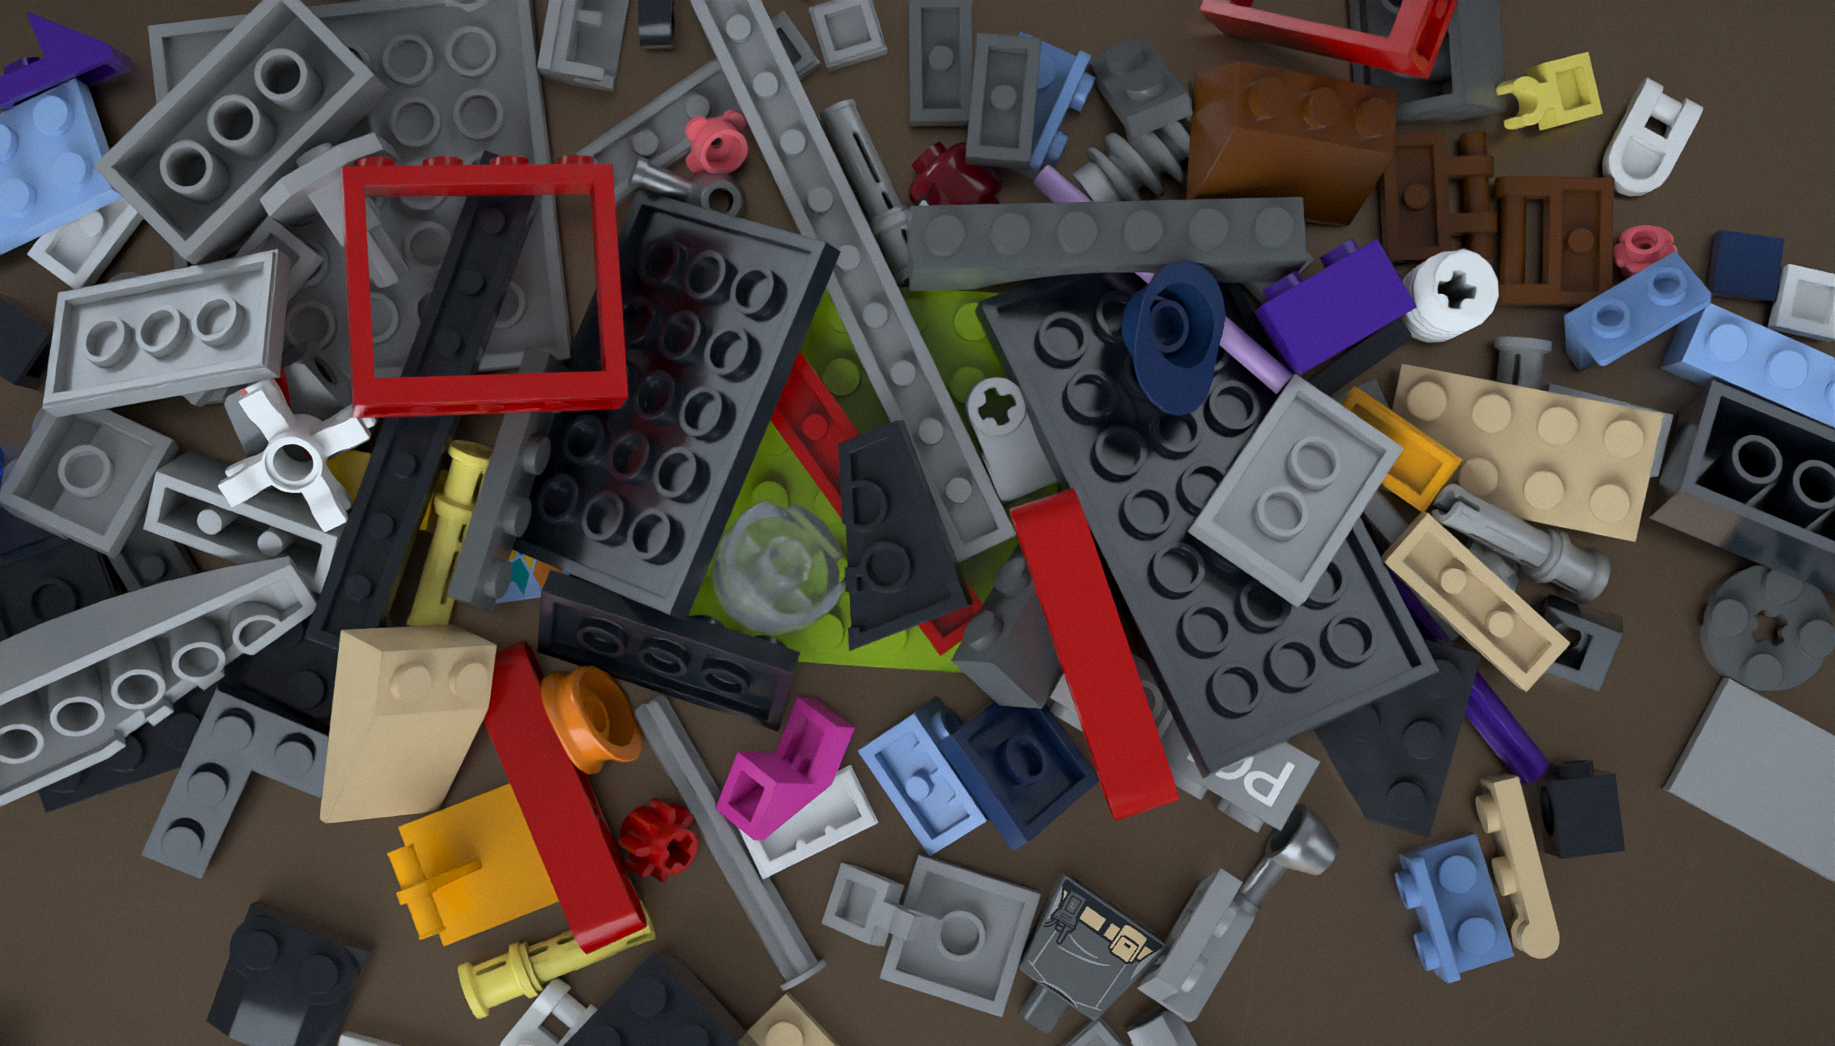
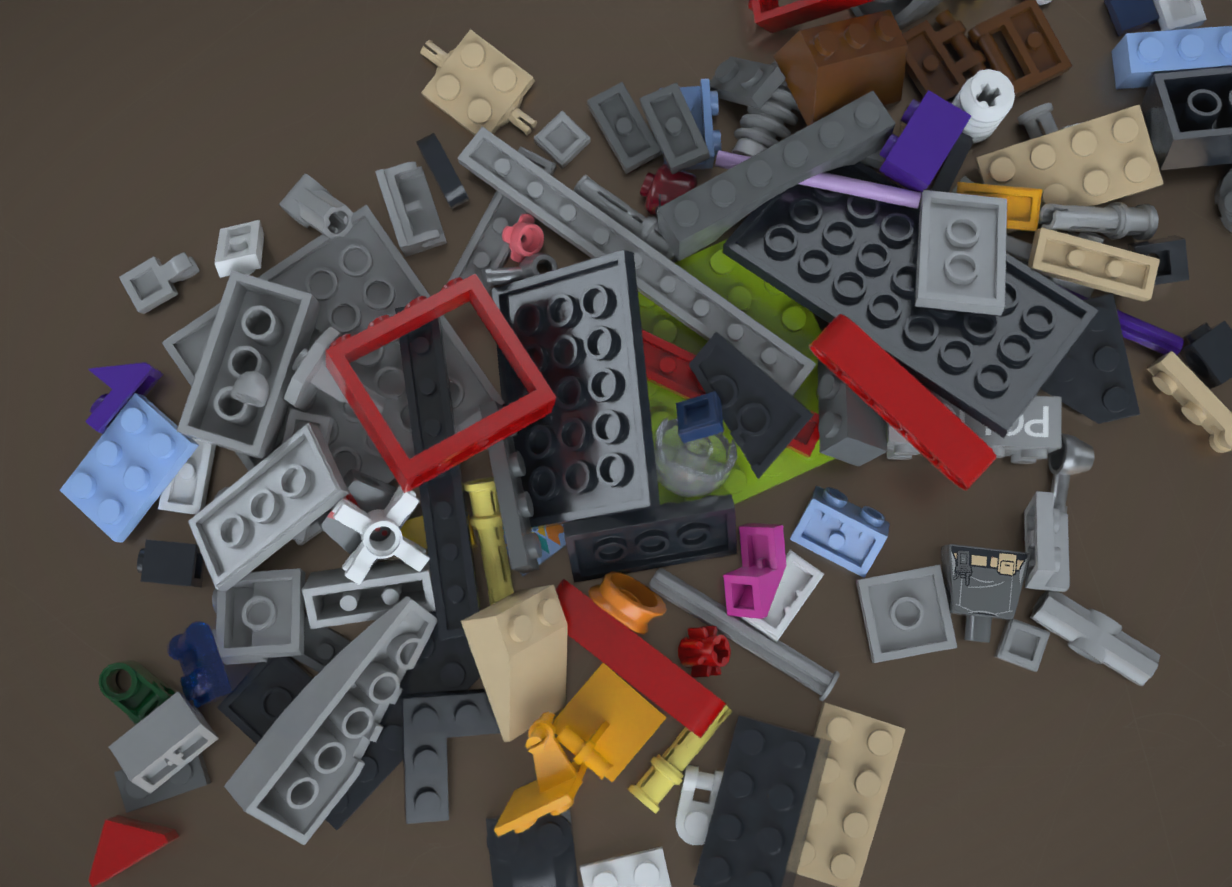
camera: 30 degrees left, 5 degrees down
(221, 163) = (251, 389): none -> light grey hinge
(347, 915) = (555, 782): none -> light orange plate
(811, 526) = (699, 417): none -> dark blue tile
(869, 909) = (847, 626): light grey plate -> none
(1011, 448) = (782, 313): light grey piece -> none
(1018, 768) = (888, 497): dark blue plate -> none
(1175, 335) = (845, 202): dark blue piece -> none
(1454, 906) = (1174, 447): medium blue bracket -> none
(1633, 312) = (1088, 62): medium blue bracket -> none
(1642, 247) = (1074, 29): coral plate -> none

